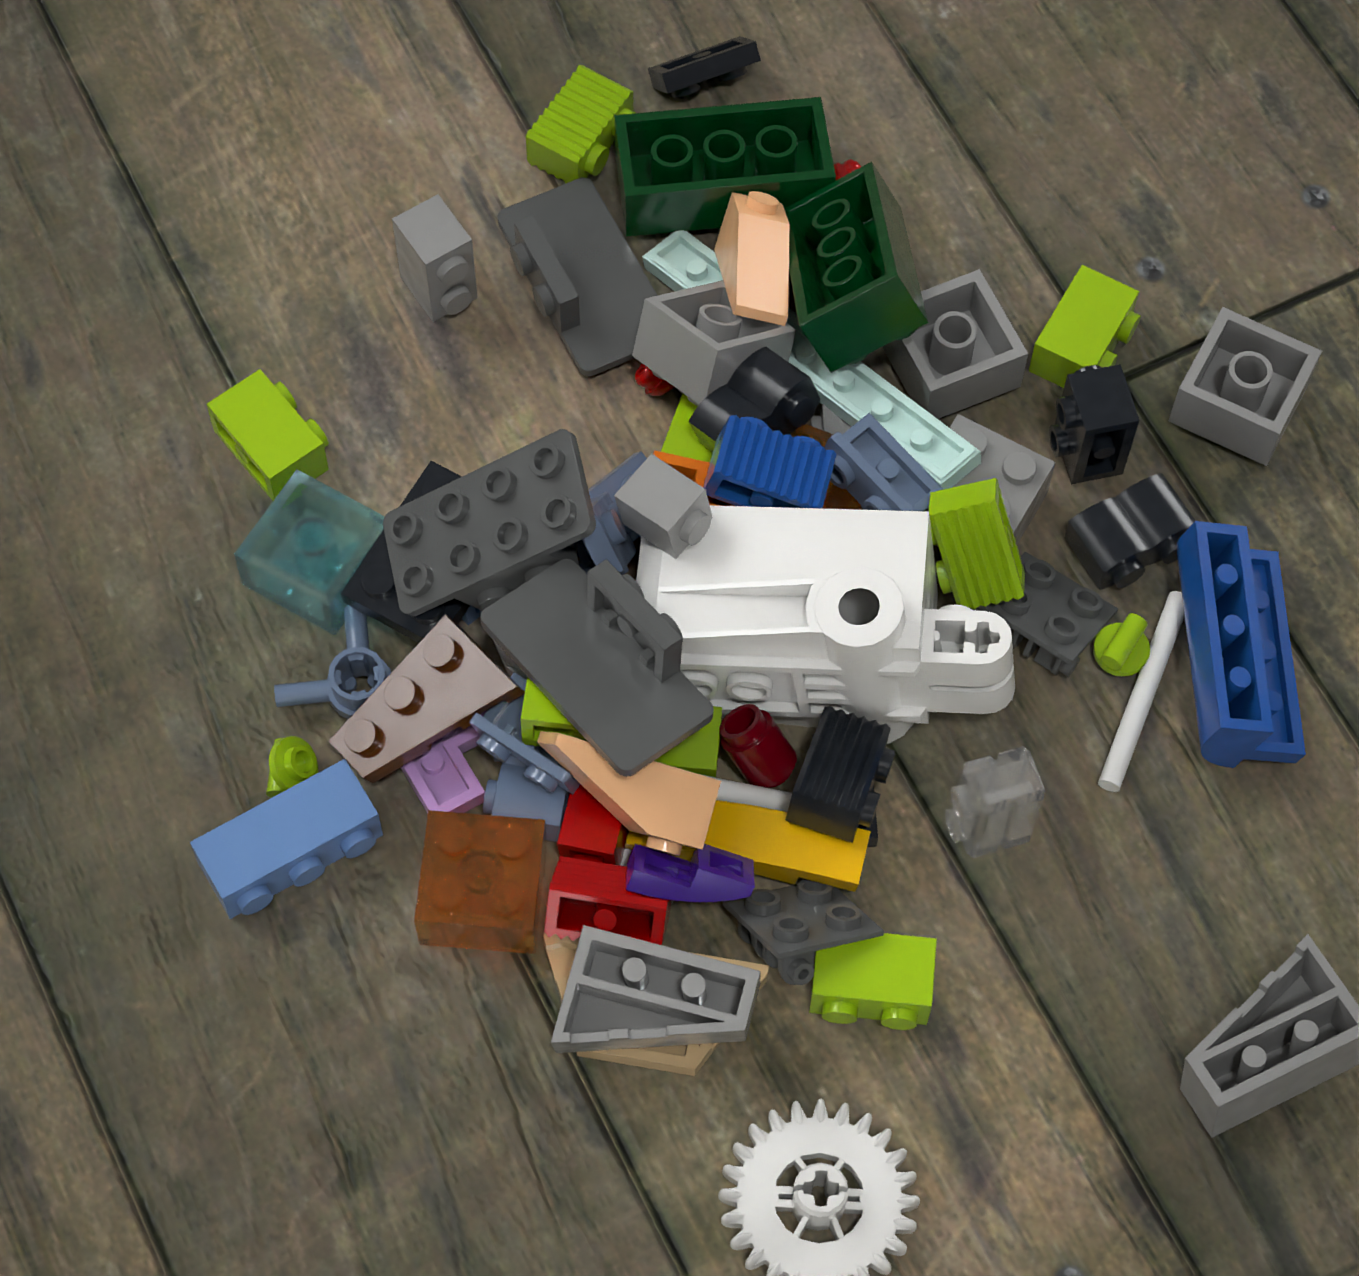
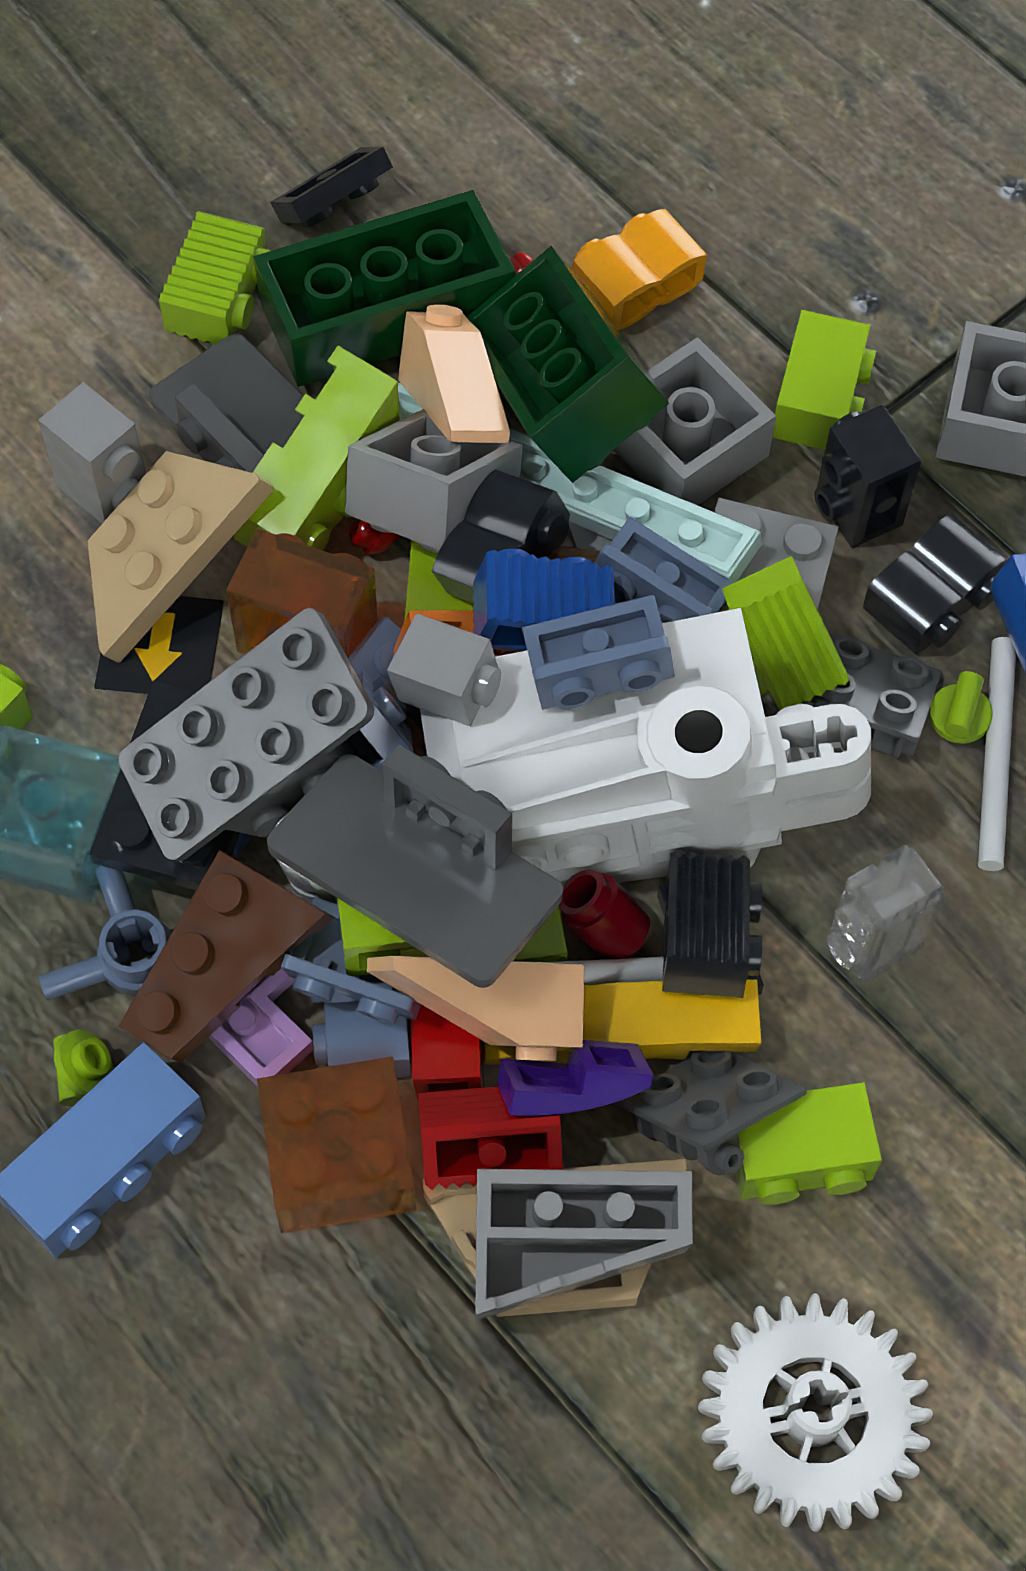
camera: 15 degrees left, 0 degrees up
(450, 428) = (173, 651): none -> black sticker
(472, 345) = (163, 541): none -> tan wing
(569, 399) = (286, 576): none -> clear orange brick
(598, 325) = (313, 464): none -> lime wedge
(795, 522) = (598, 653): none -> sand blue bracket
(952, 196) = (640, 267): none -> light orange brick

